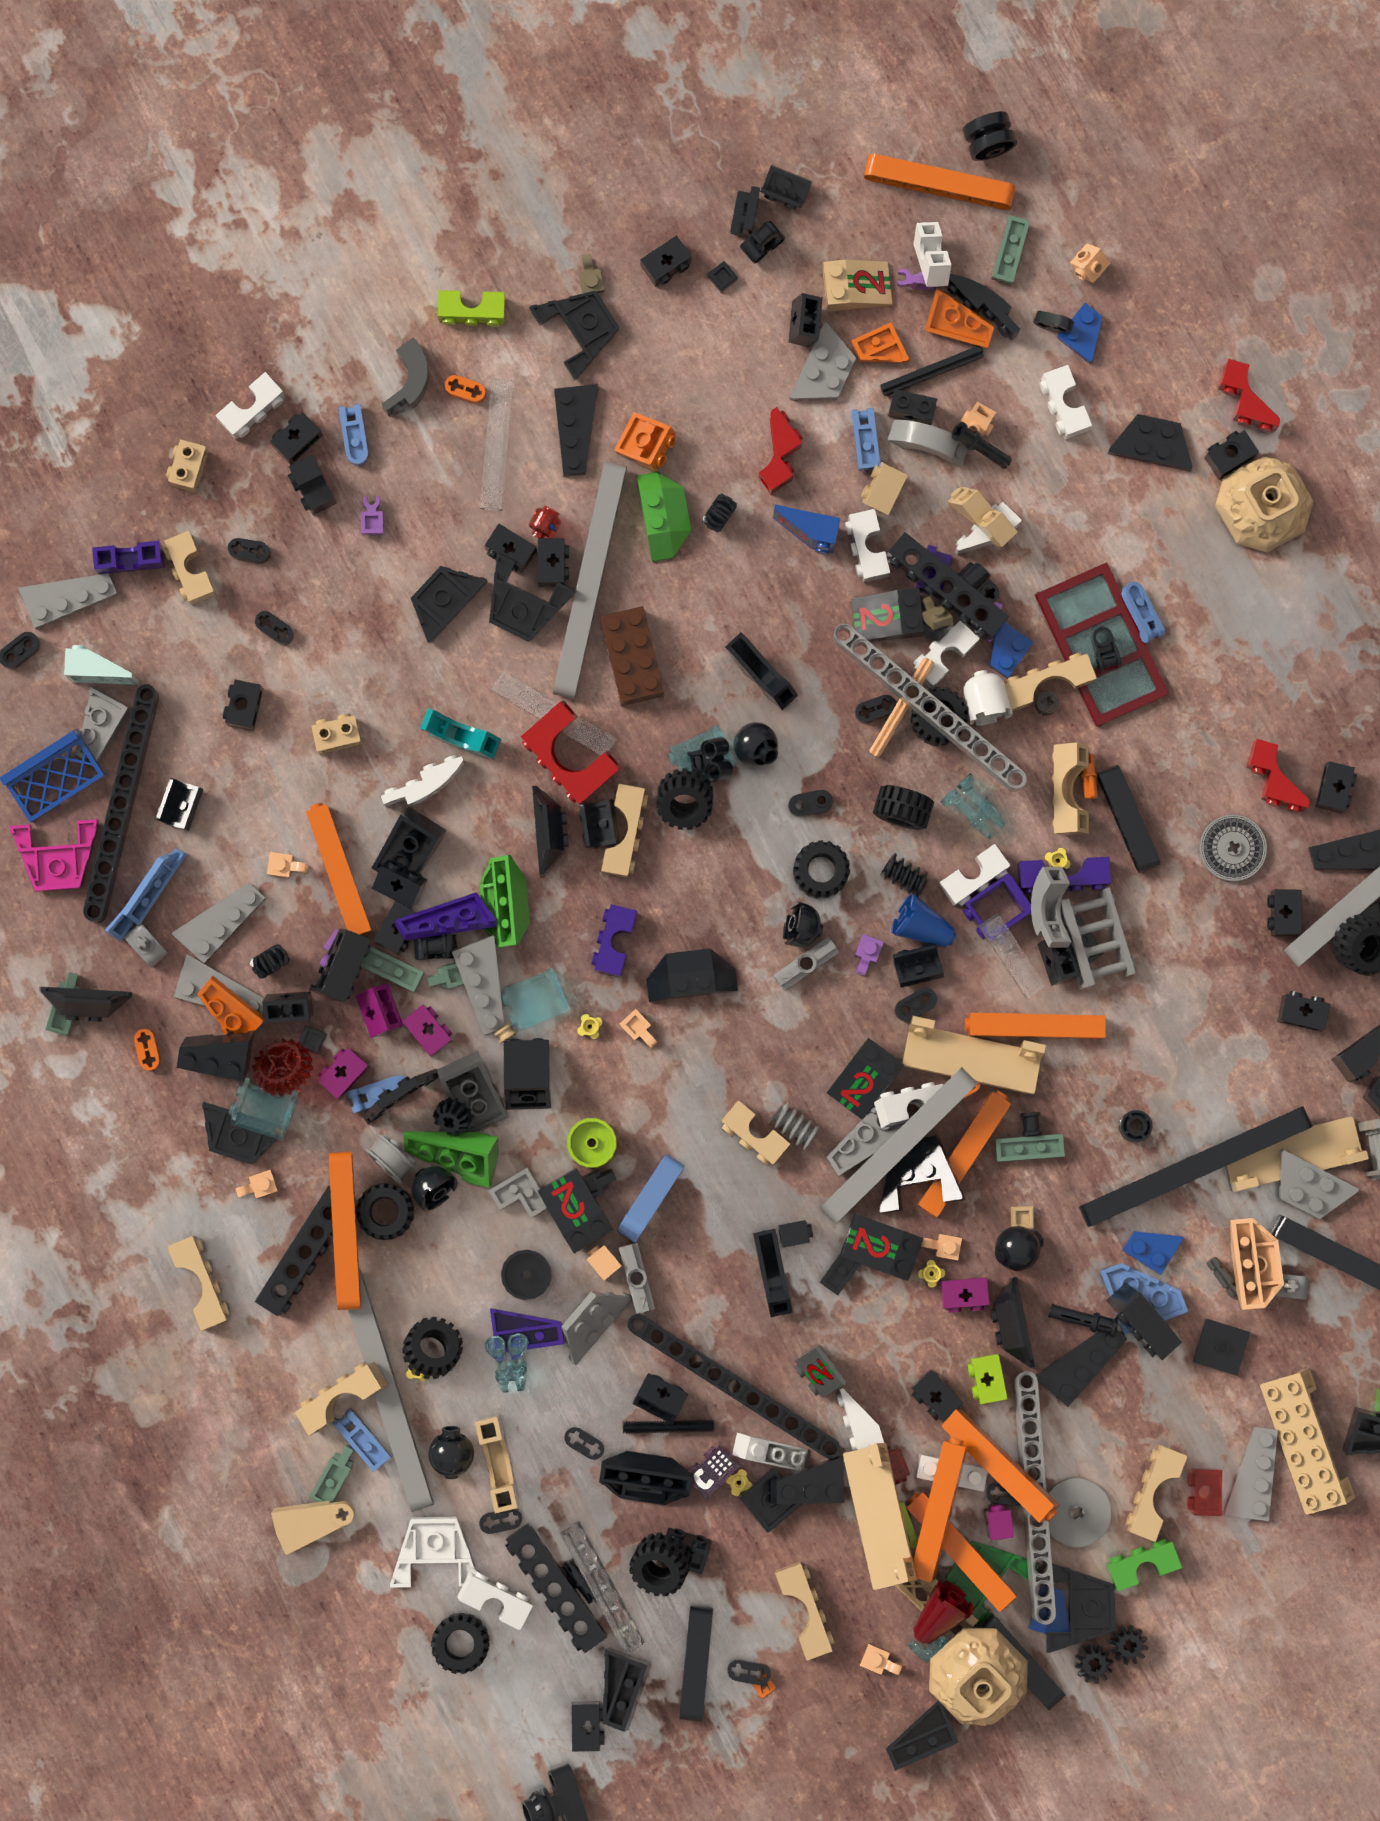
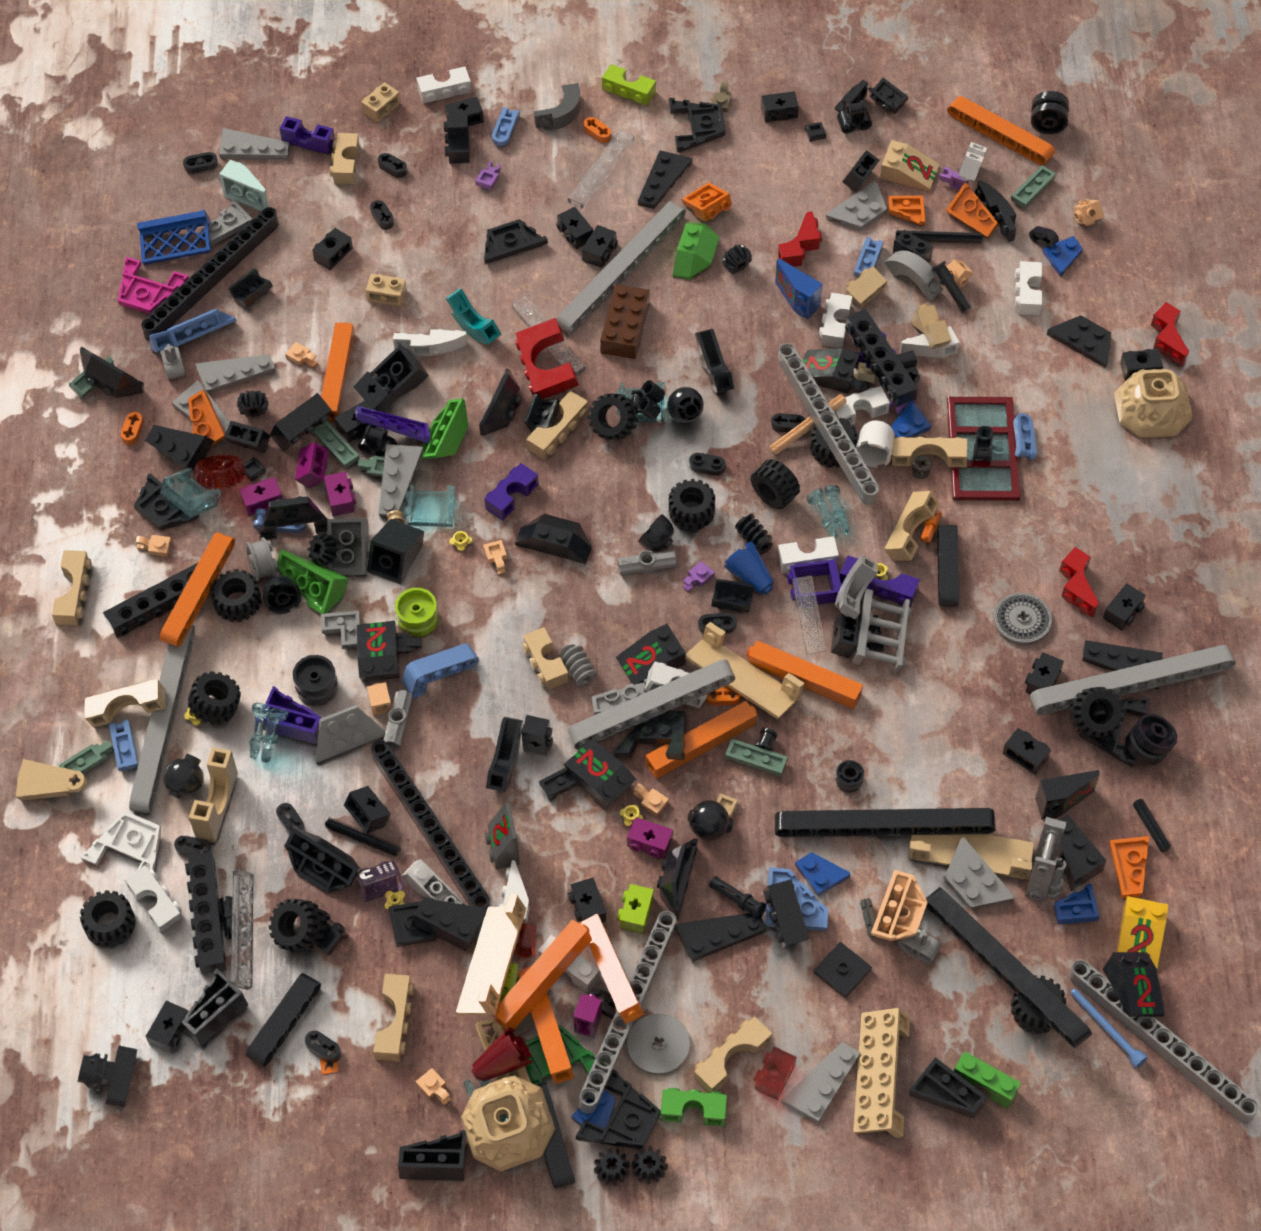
camera: 30 degrees right, 25 degrees down
(518, 609) = (560, 264): black wing -> none
(544, 522) = (609, 219): clear red head -> none

